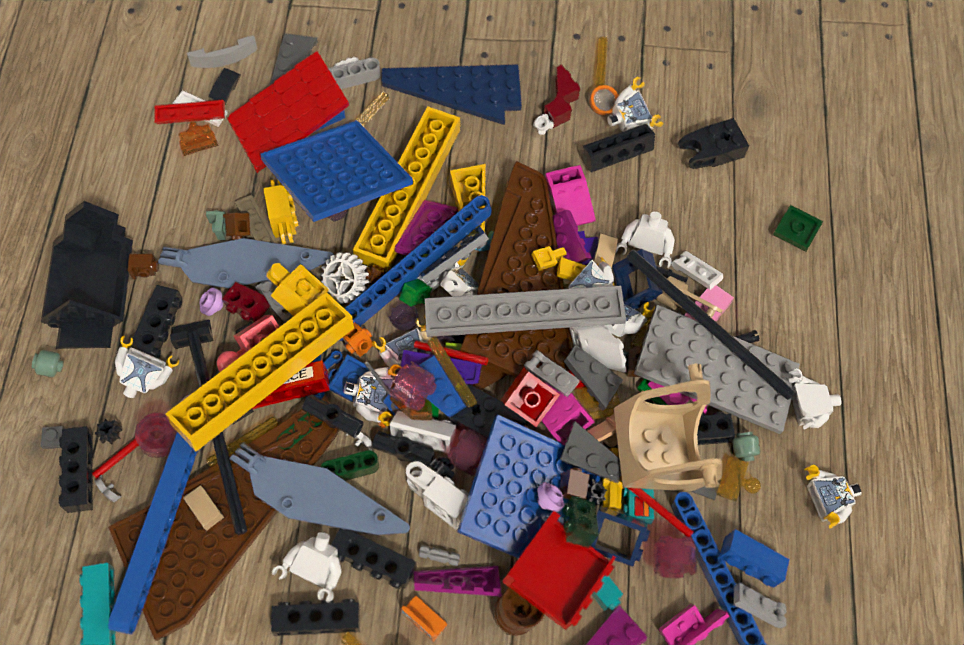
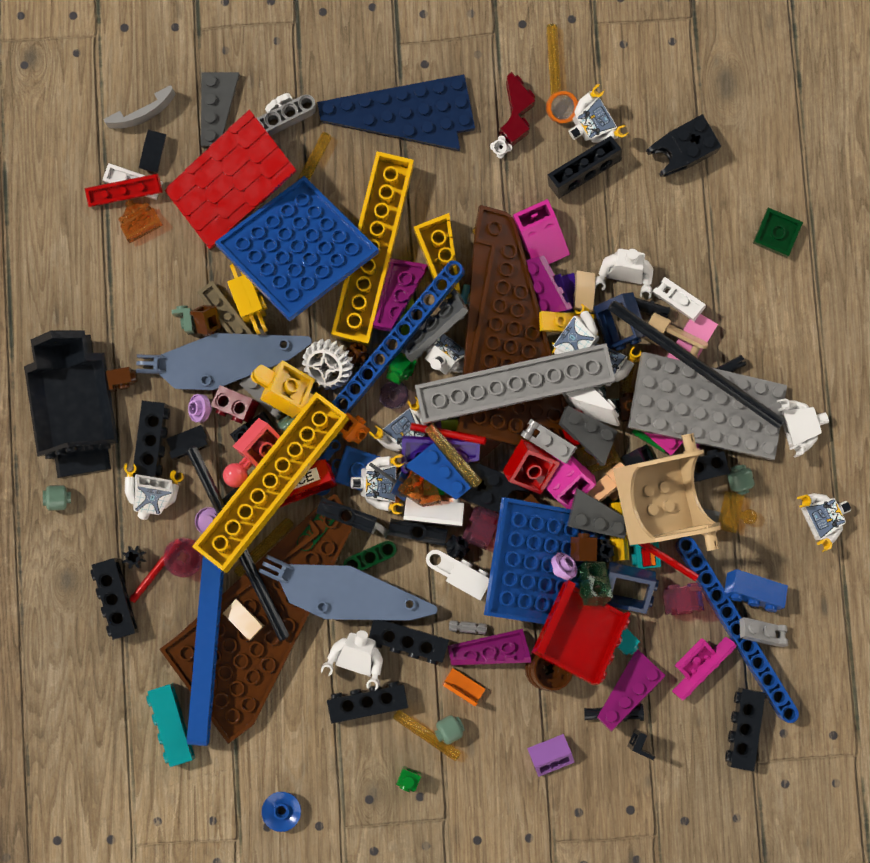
camera: 10 degrees left, 20 degrees up
(51, 436) = (81, 569): dark grey plate -> none
(106, 490) = (146, 613): light grey piece -> none
(413, 386) = (419, 480): clear pink brick -> none
(547, 258) = (527, 313): yellow plate -> none

